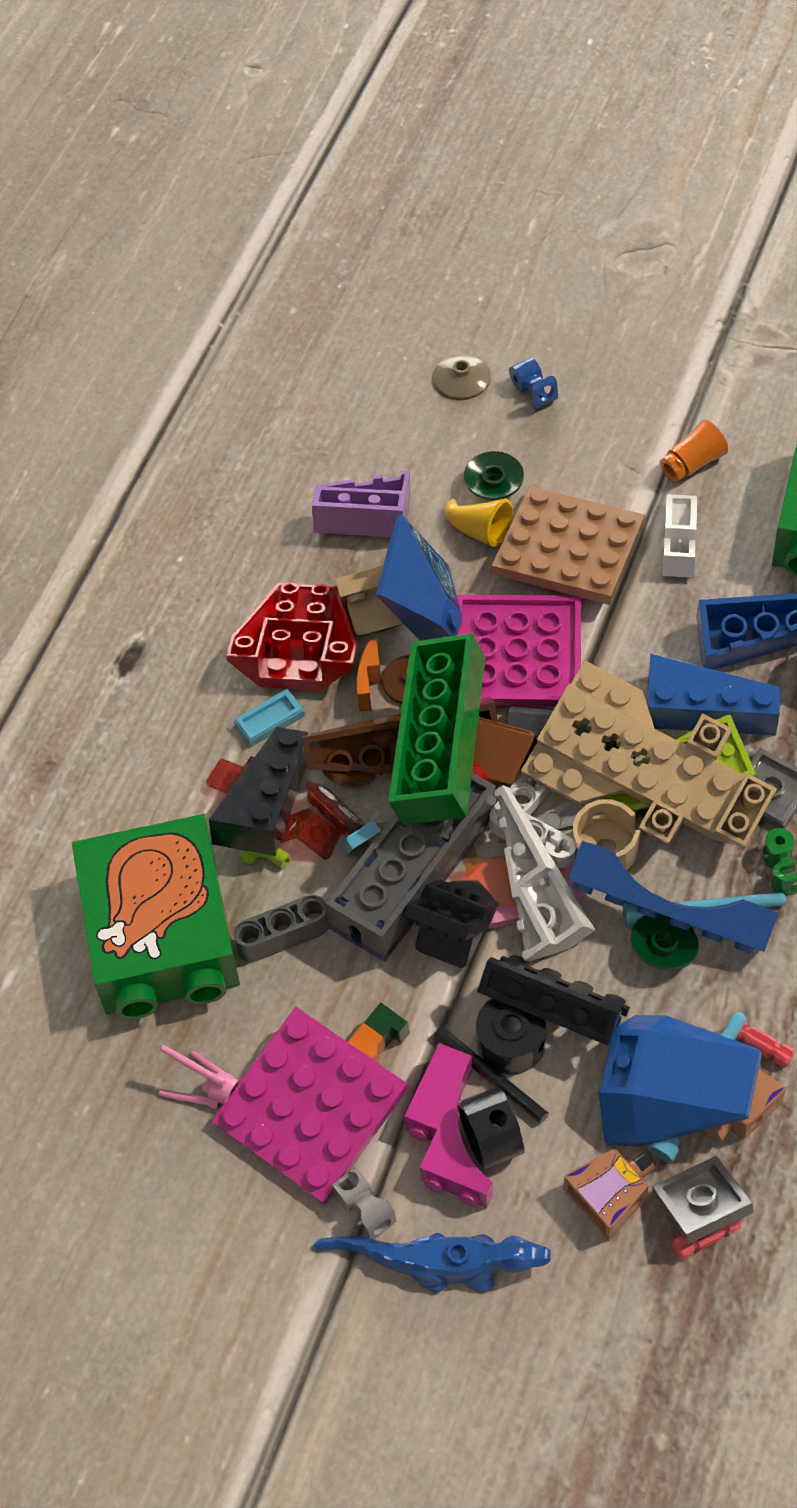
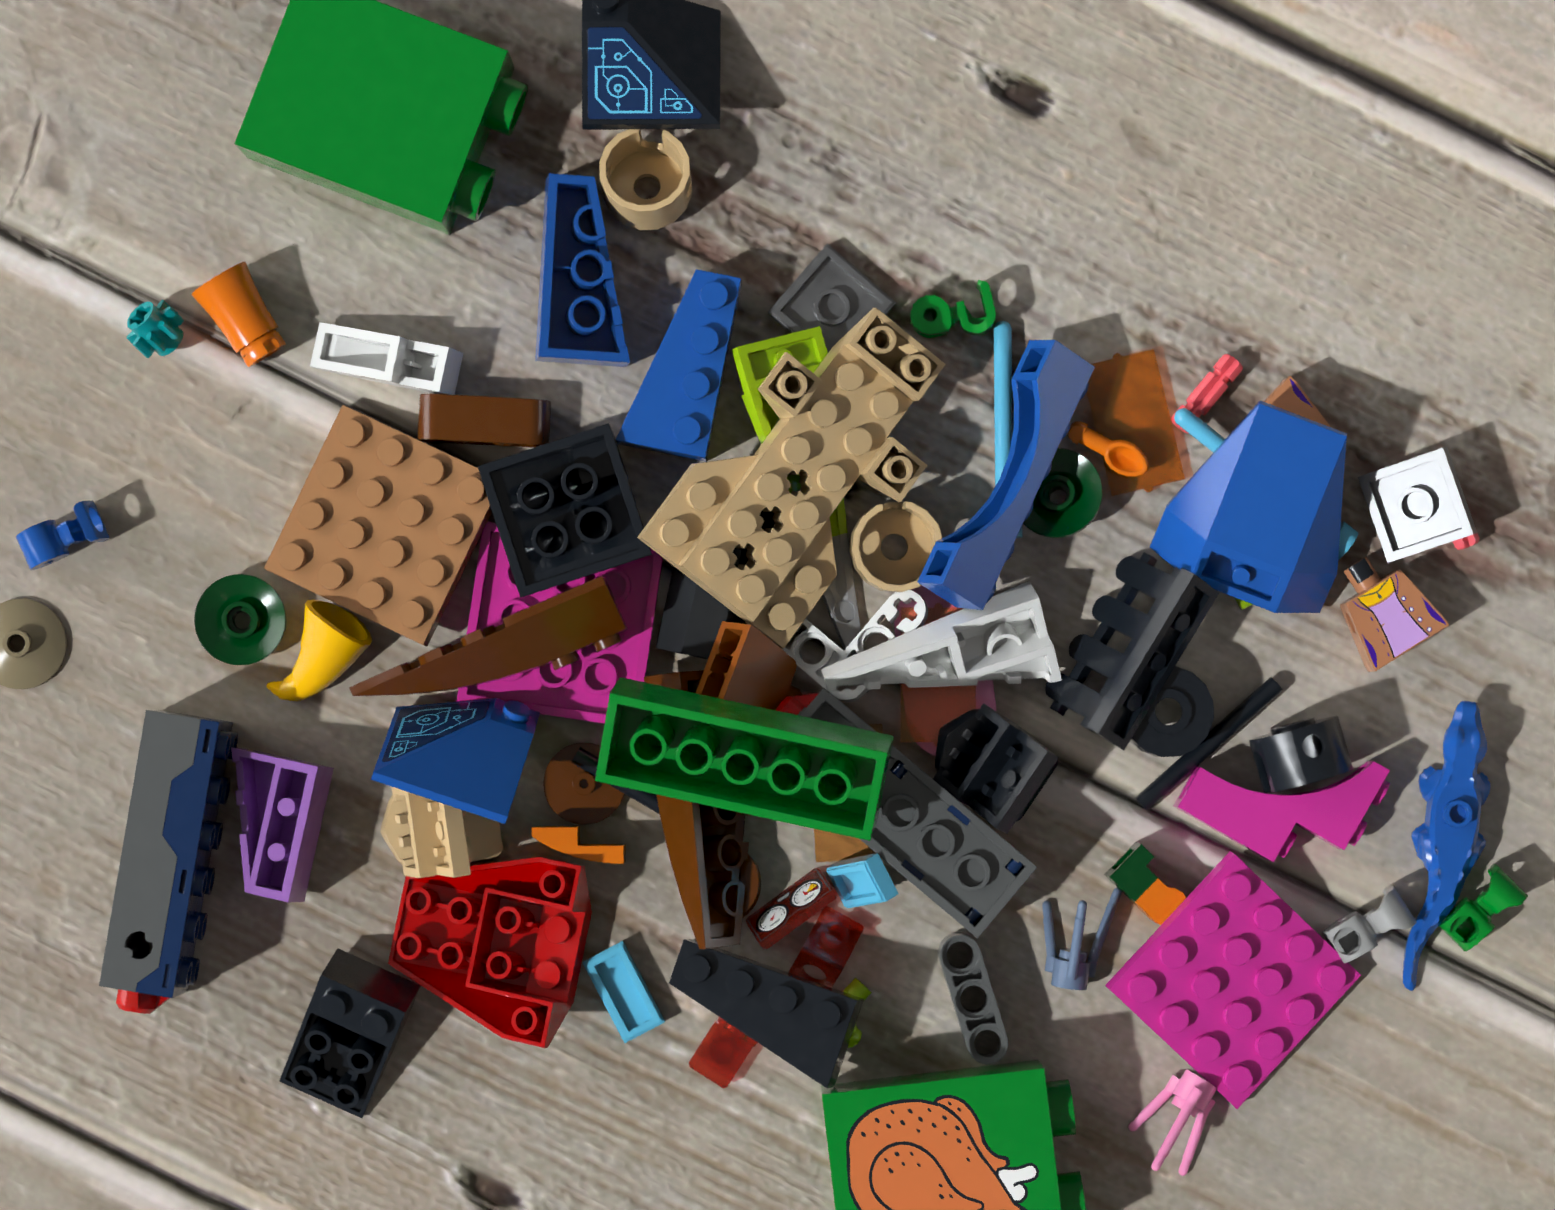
camera: 85 degrees left, 30 degrees up
(231, 563) = (349, 1032): none -> black slope
(311, 992) = (1071, 968): none -> sand blue plant
(333, 446) = (167, 858): none -> piece
(374, 1280) = (1471, 919): none -> green leg
(503, 611) = (525, 641): none -> reddish brown wedge
(601, 628) = (564, 510): none -> black slope
(649, 591) = (483, 420): none -> reddish brown beam
(674, 410) = (155, 328): none -> teal gear
(701, 982) = (1119, 454): none -> orange piece
(717, 995) = (1132, 406): none -> clear orange piece

